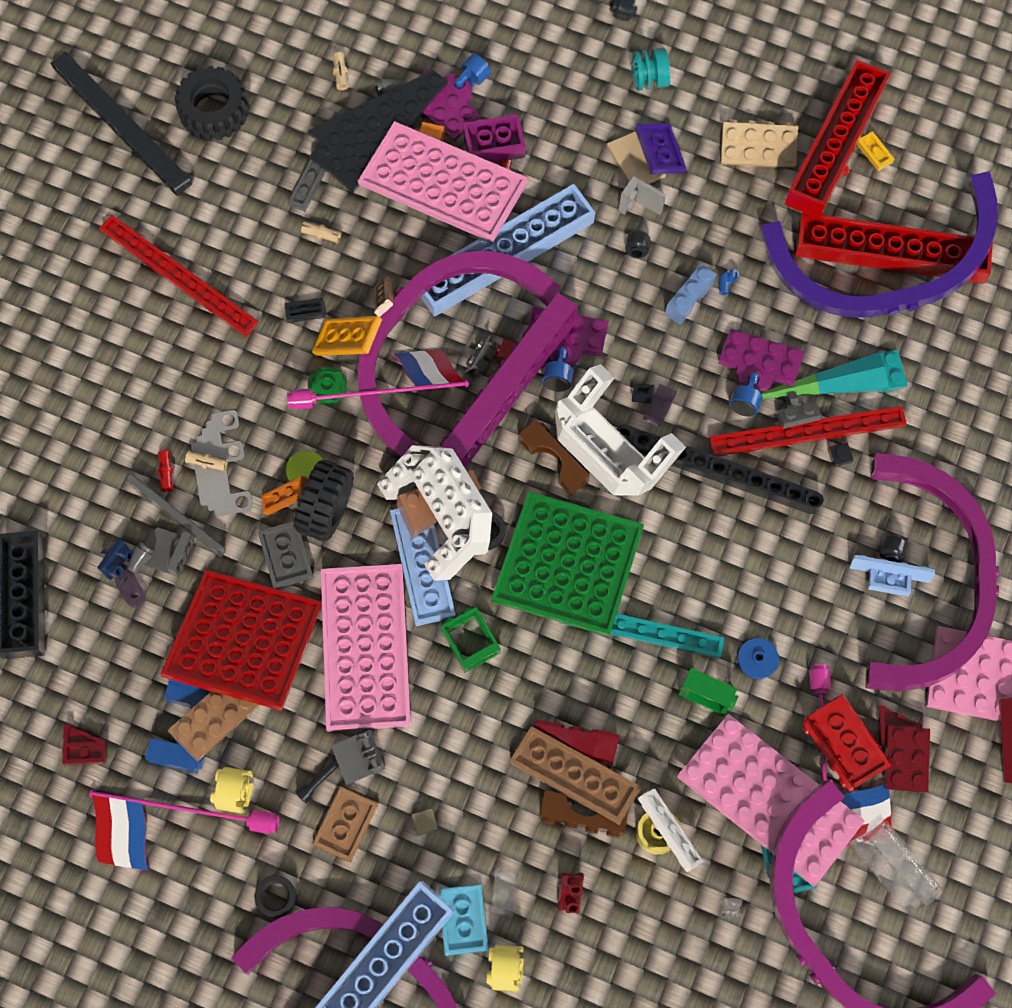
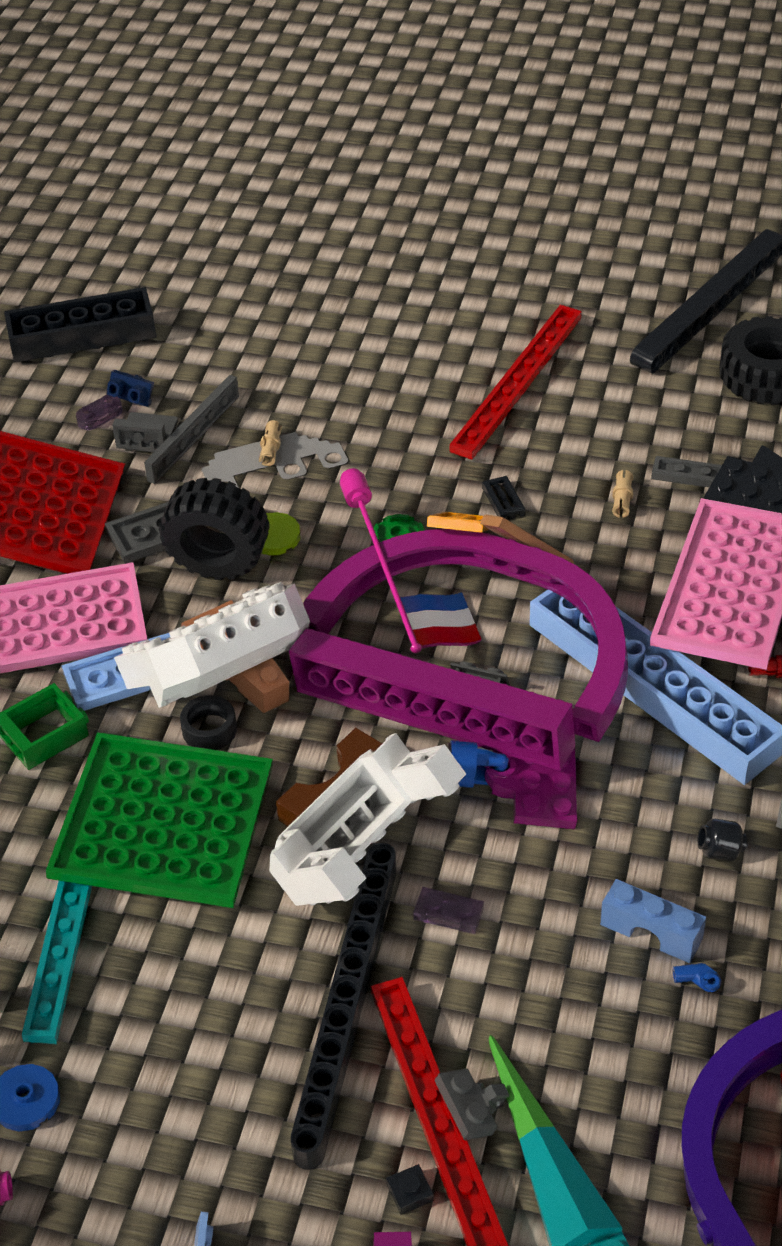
camera: 85 degrees right, 25 degrees down
(140, 557) = (134, 404): dark grey cone -> none
(165, 471) = (252, 413): red pin -> none
(643, 393) = (461, 879): black plate -> none
(758, 366) = (551, 1035): magenta plate -> none

